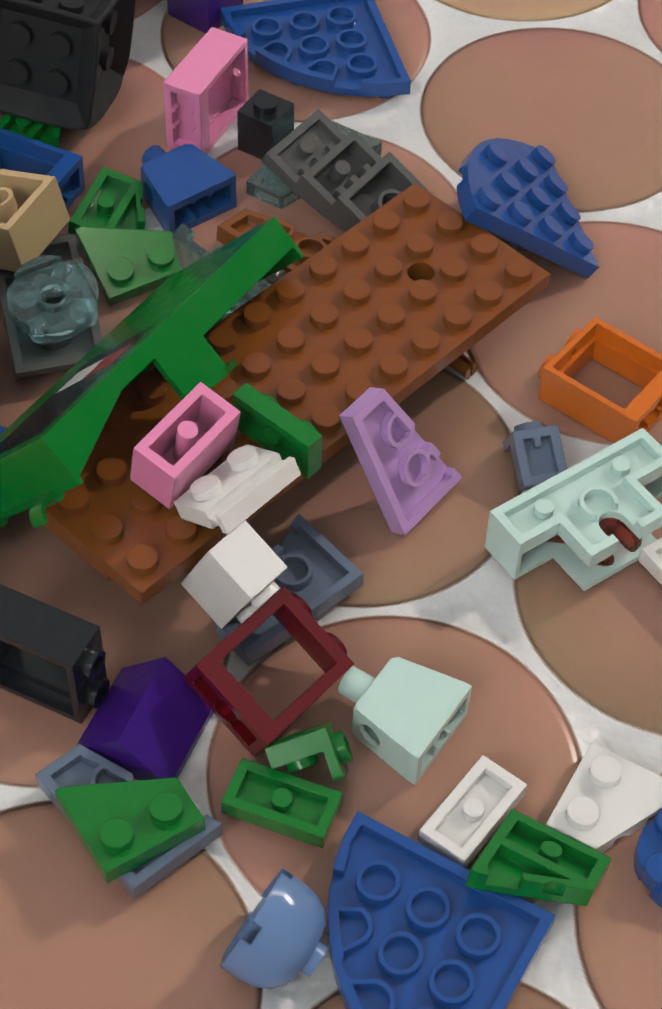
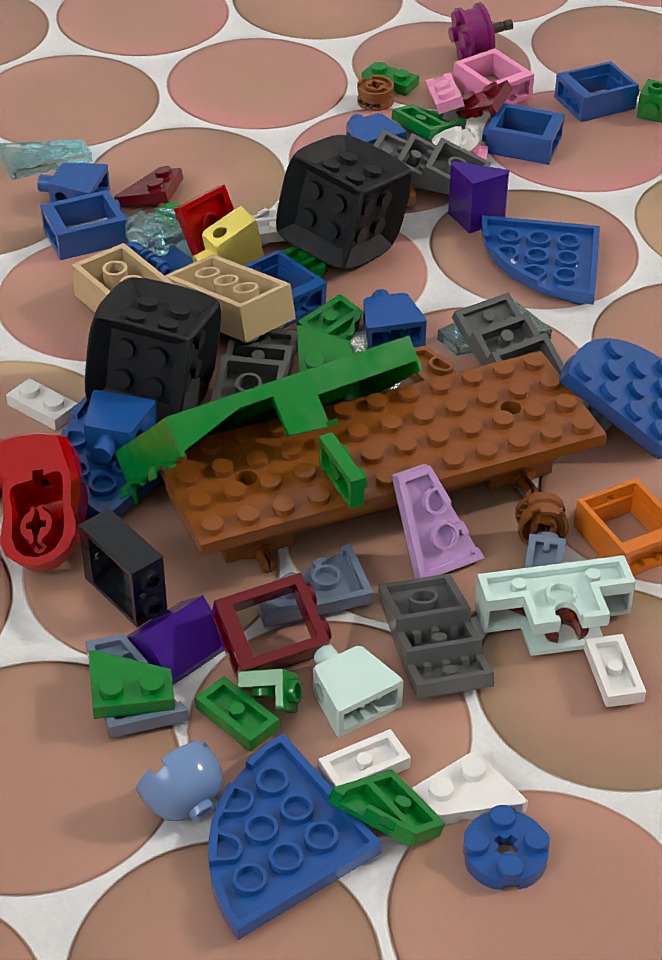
camera: 25 degrees right, 10 degrees down
(53, 321) = (257, 345): clear light blue plate -> none
(184, 445) = (270, 458): bright pink brick -> none
(206, 90) = (415, 263): bright pink window -> none
(235, 576) = (270, 551): white brick -> none
(236, 488) = (303, 493): white plate -> none
(263, 123) = (468, 290): black brick -> none
(463, 605) = (435, 636): none -> dark grey slope
(510, 403) = (541, 514): none -> dark orange wheel

